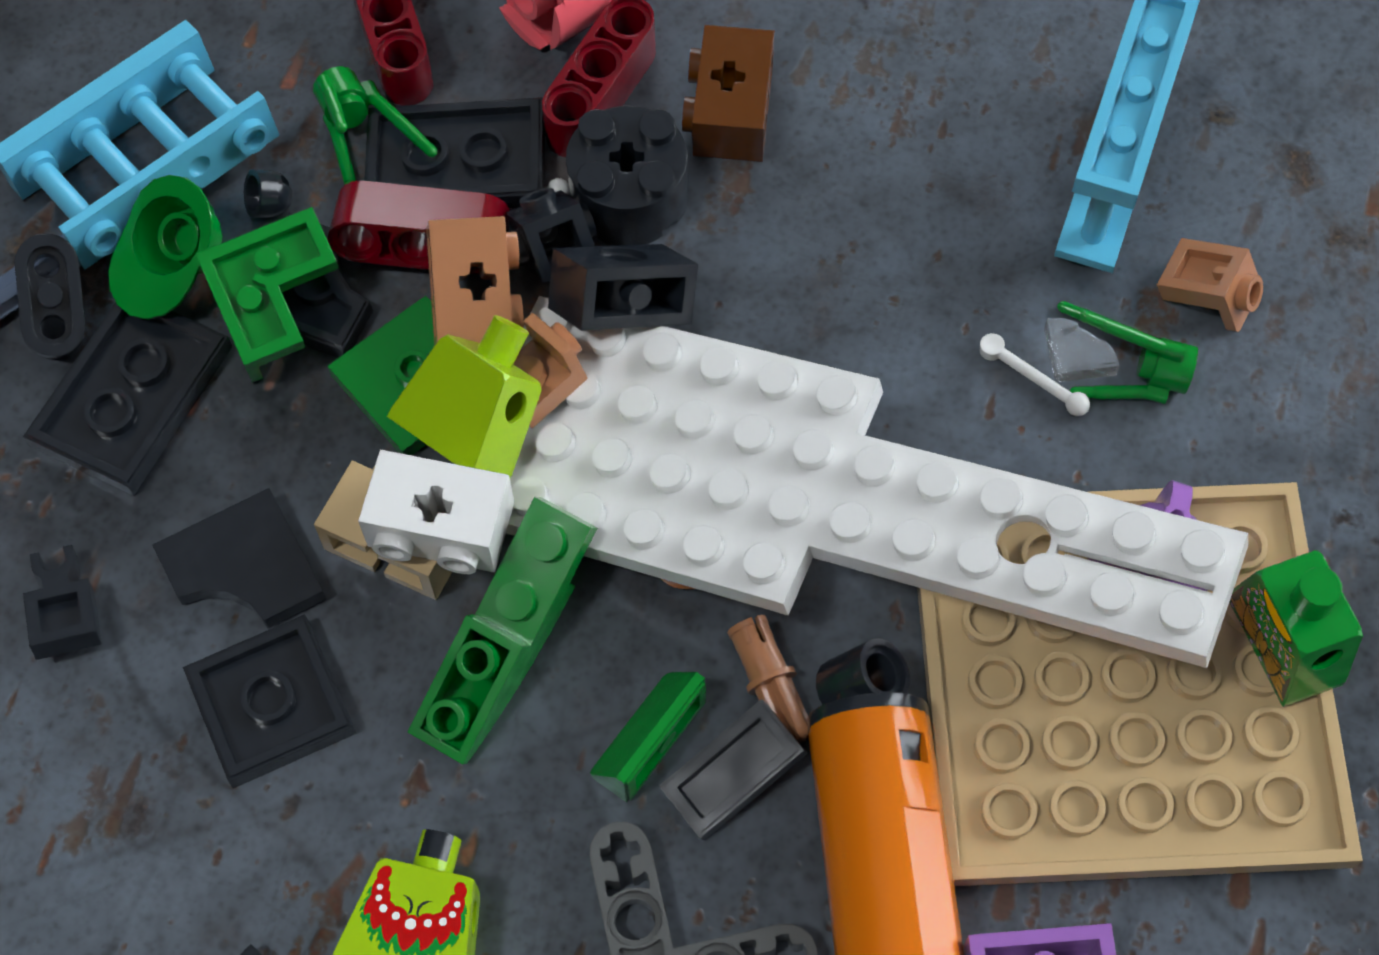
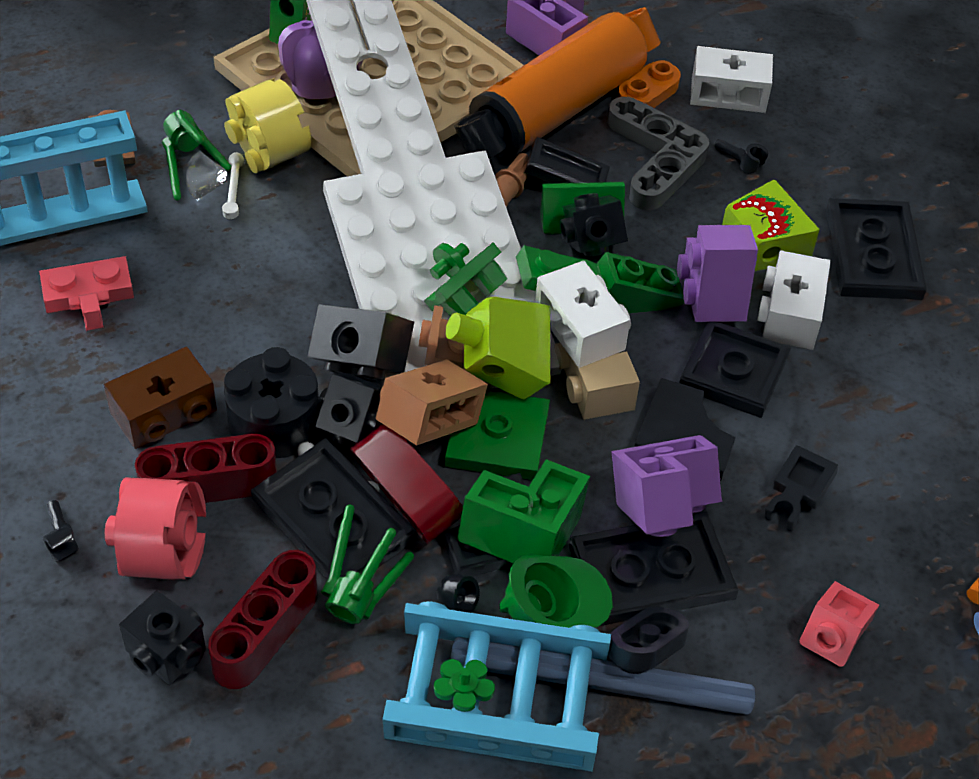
camera: 135 degrees left, 15 degrees down
(152, 99) = (464, 684): none -> green plant
(187, 430) = (666, 482): none -> medium lavender brick
(249, 825) = (795, 299): none -> white brick
(381, 764) = (719, 272): none -> medium lavender brick
(596, 699) = (593, 224): none -> black brick
(604, 422) = (481, 270): none -> green hips
(966, 128) = (86, 288): none -> coral hinge
(1081, 429) = (267, 124): none -> light yellow brick

